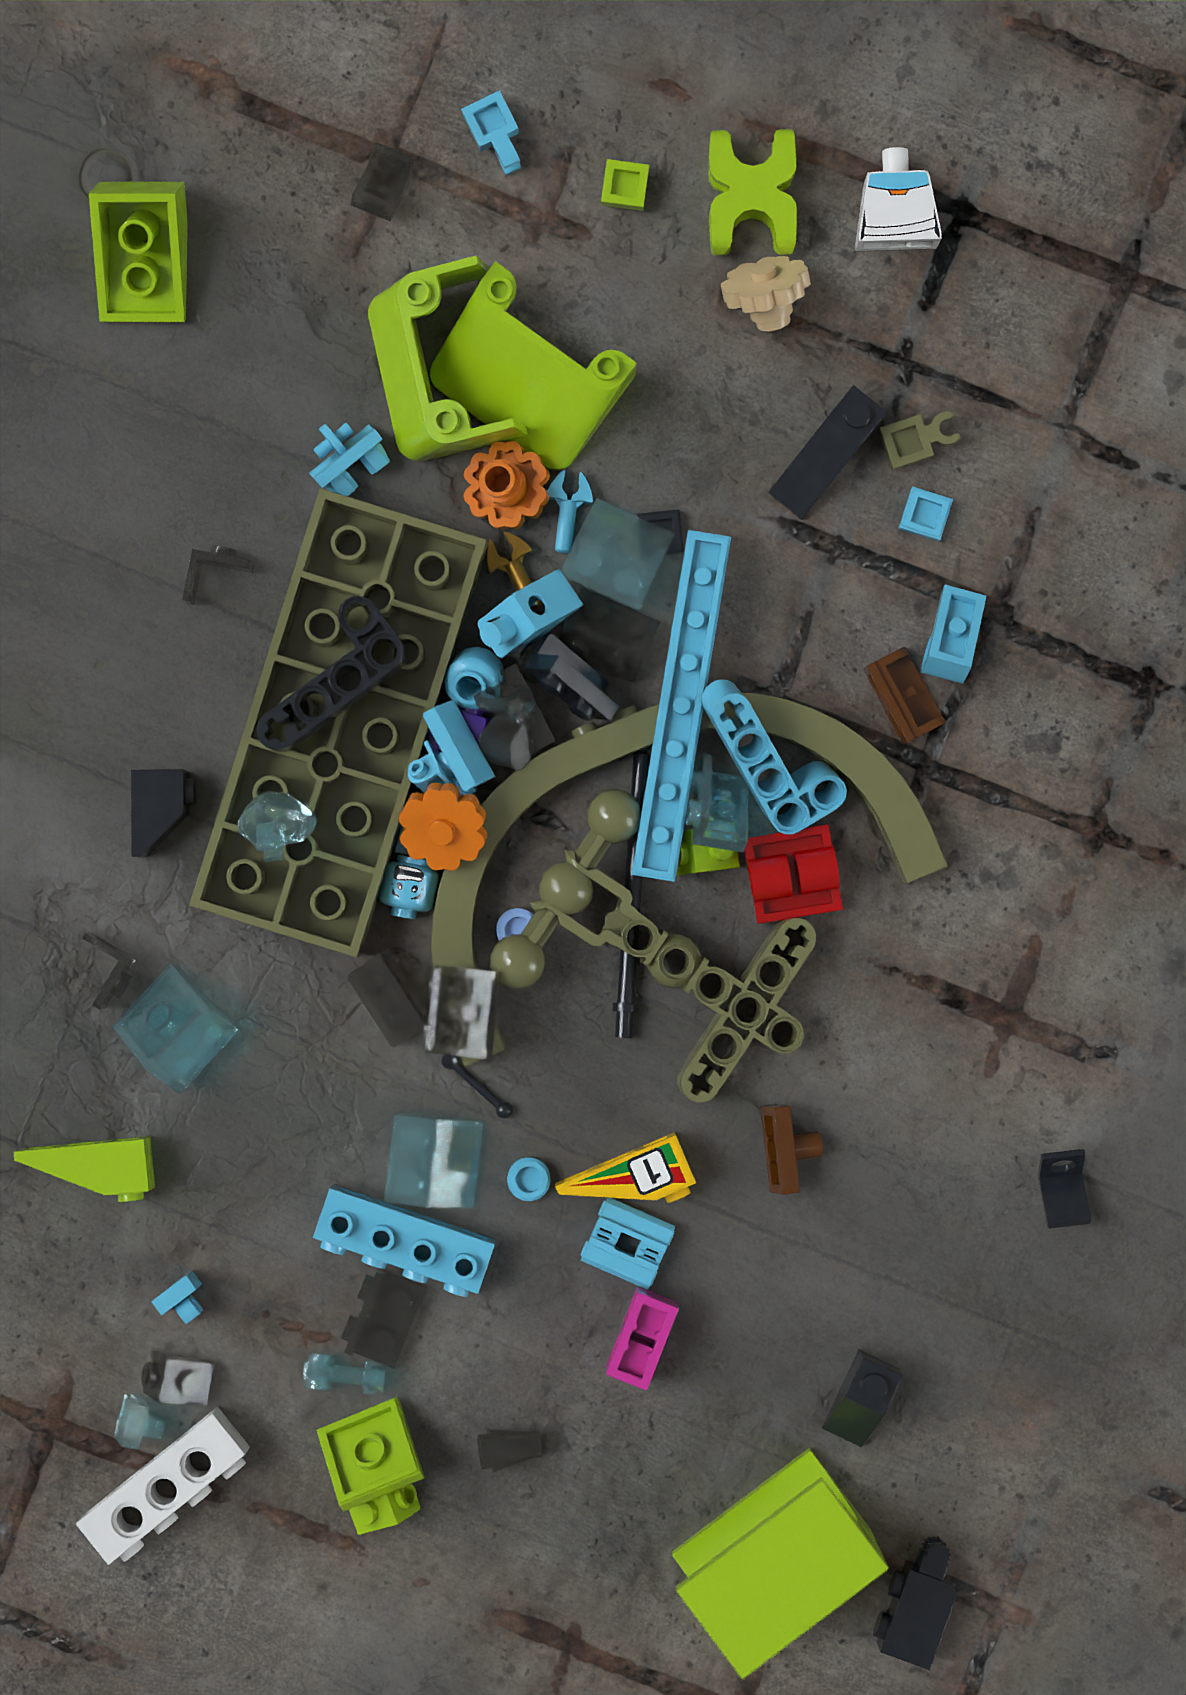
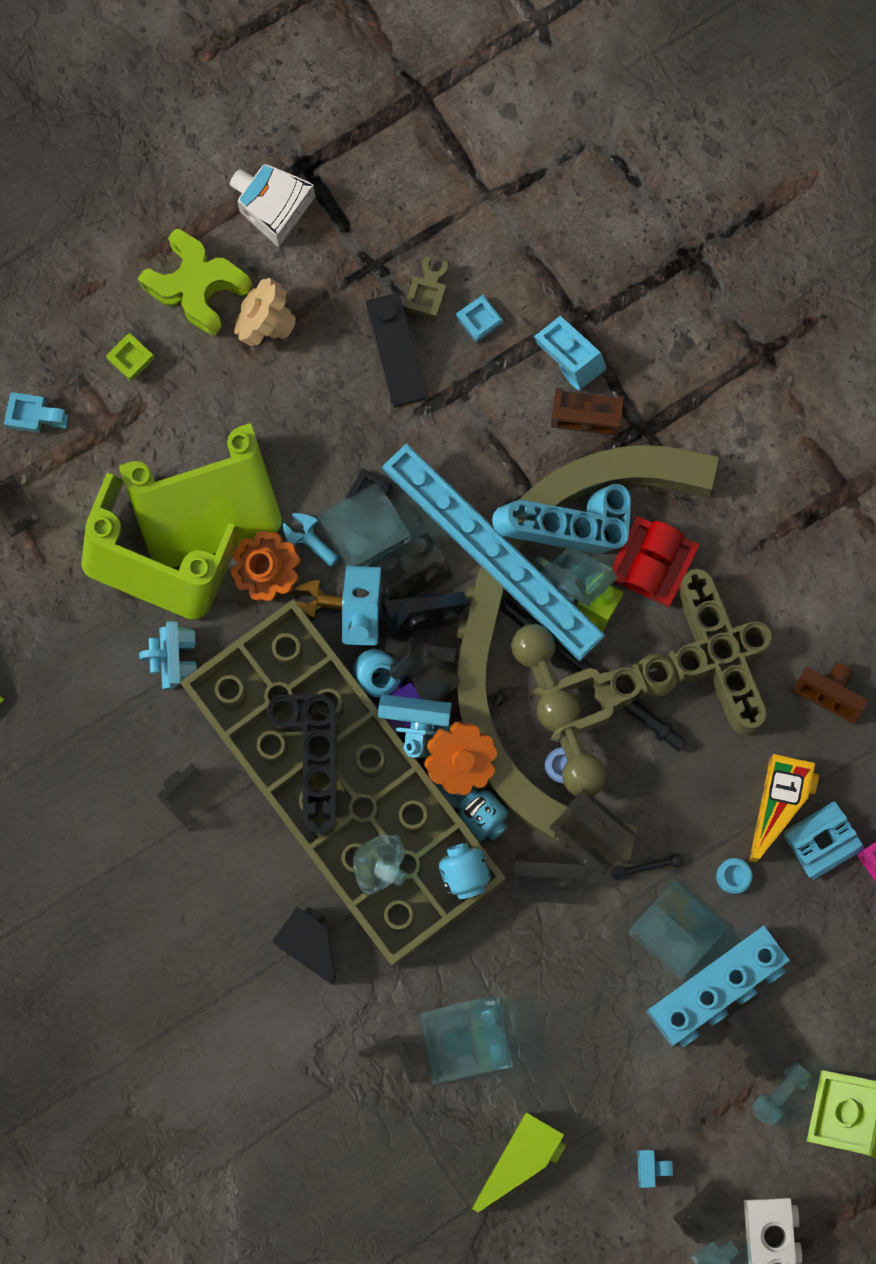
camera: 50 degrees left, 10 degrees down
(329, 913) = (464, 871): none -> medium azure head

